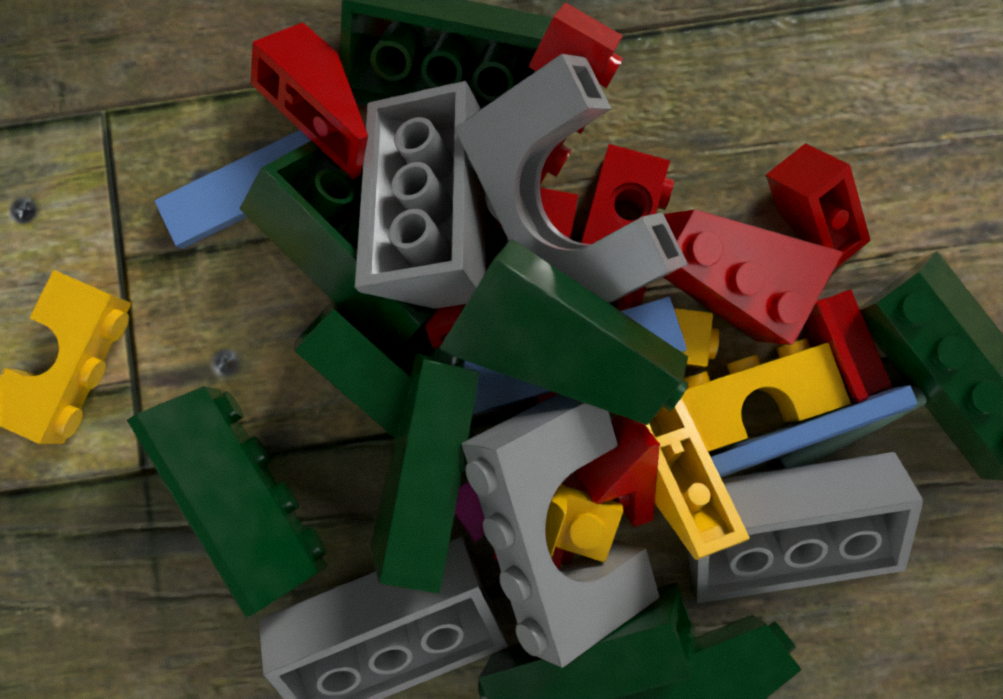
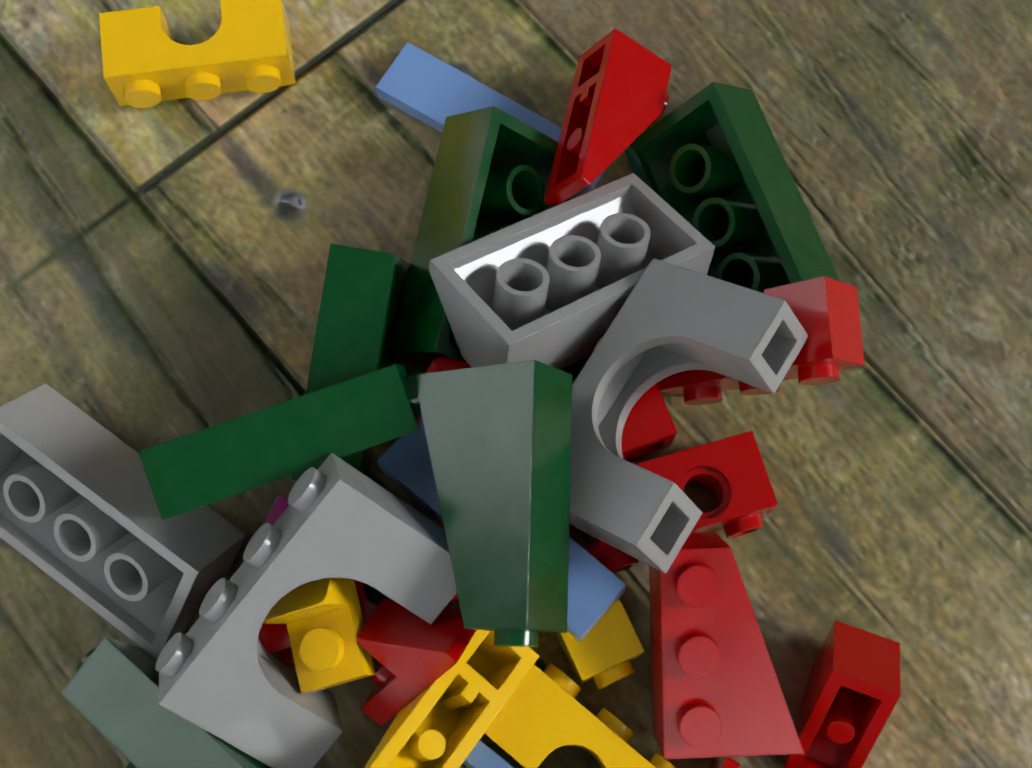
camera: 55 degrees right, 10 degrees down
(230, 496) = (152, 282): dark green slope -> none

